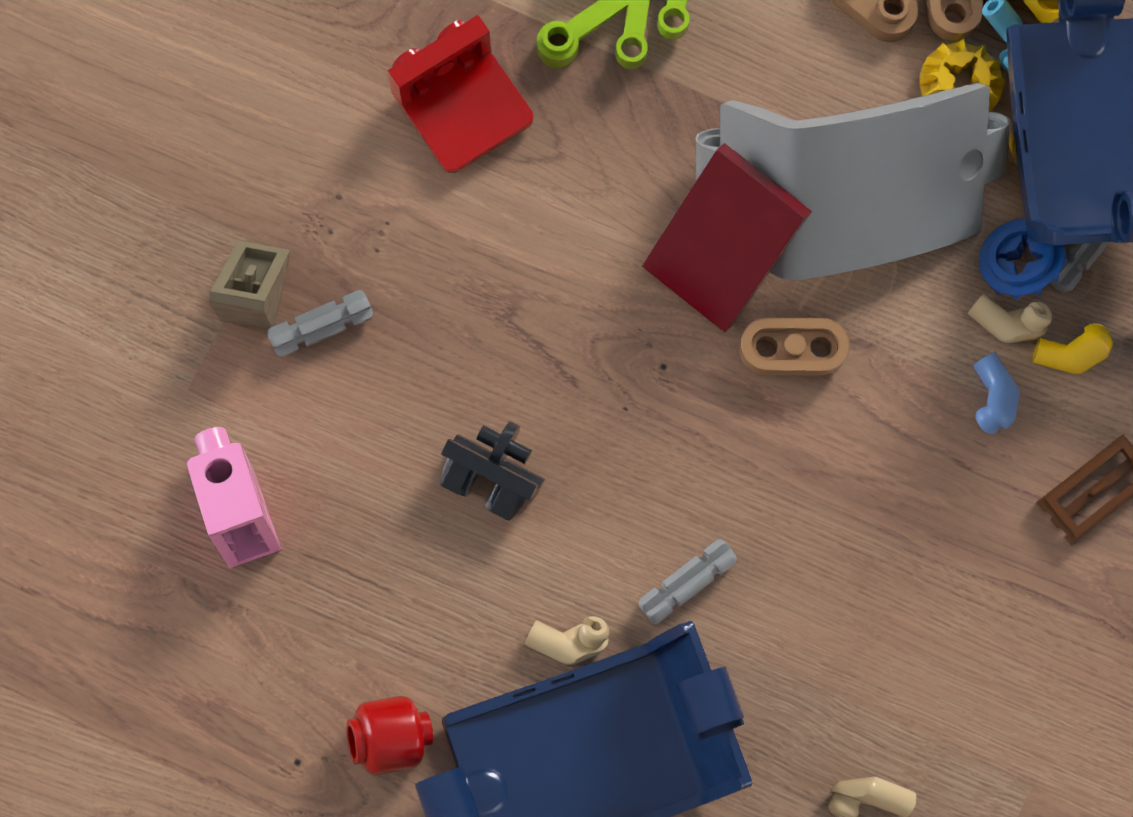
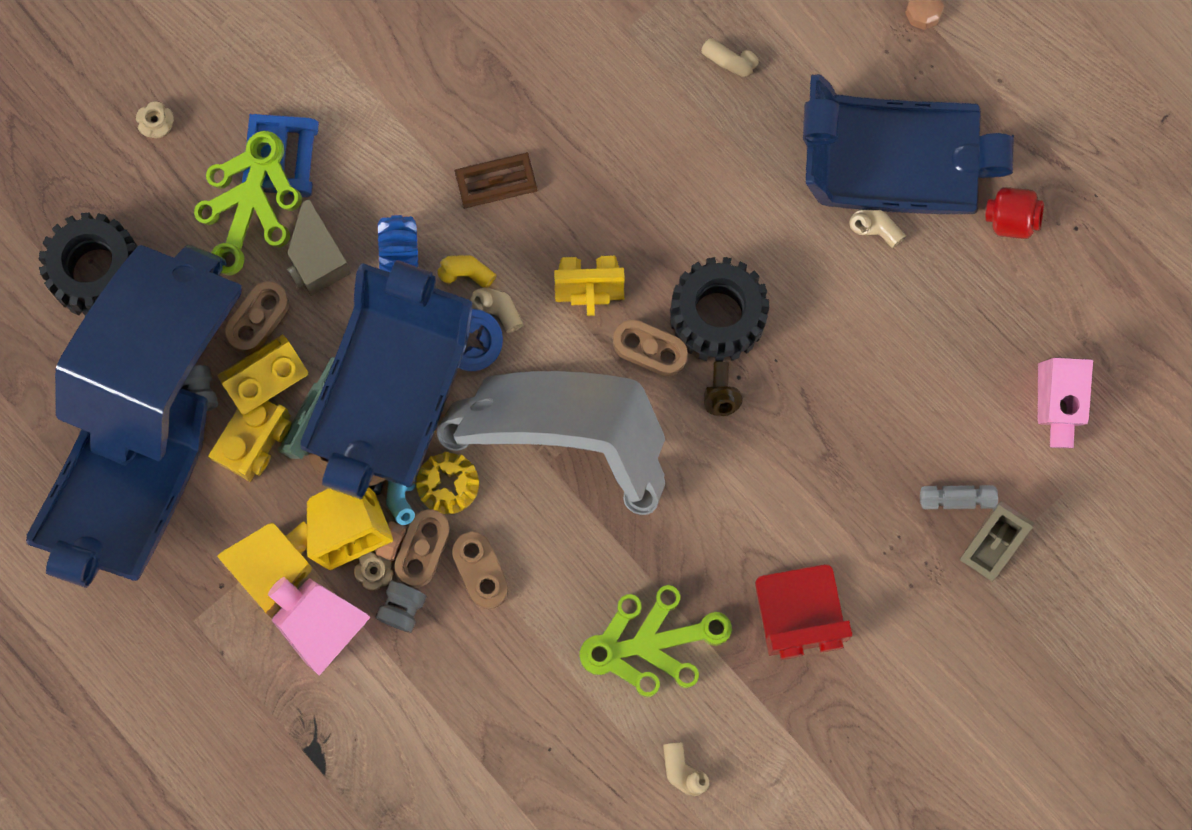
camera: 155 degrees left, 0 degrees up
(470, 459) = (881, 351): black hips -> none
(673, 322) = (721, 398): none -> dark brown plate
(687, 581) = (785, 231): light grey axle -> none
(726, 237) = (670, 423): dark red tile -> none
(745, 384) = (727, 280): none -> black tyre
(933, 387) = (589, 285): none -> yellow hips
(1002, 395) = (527, 260): medium blue arm -> none

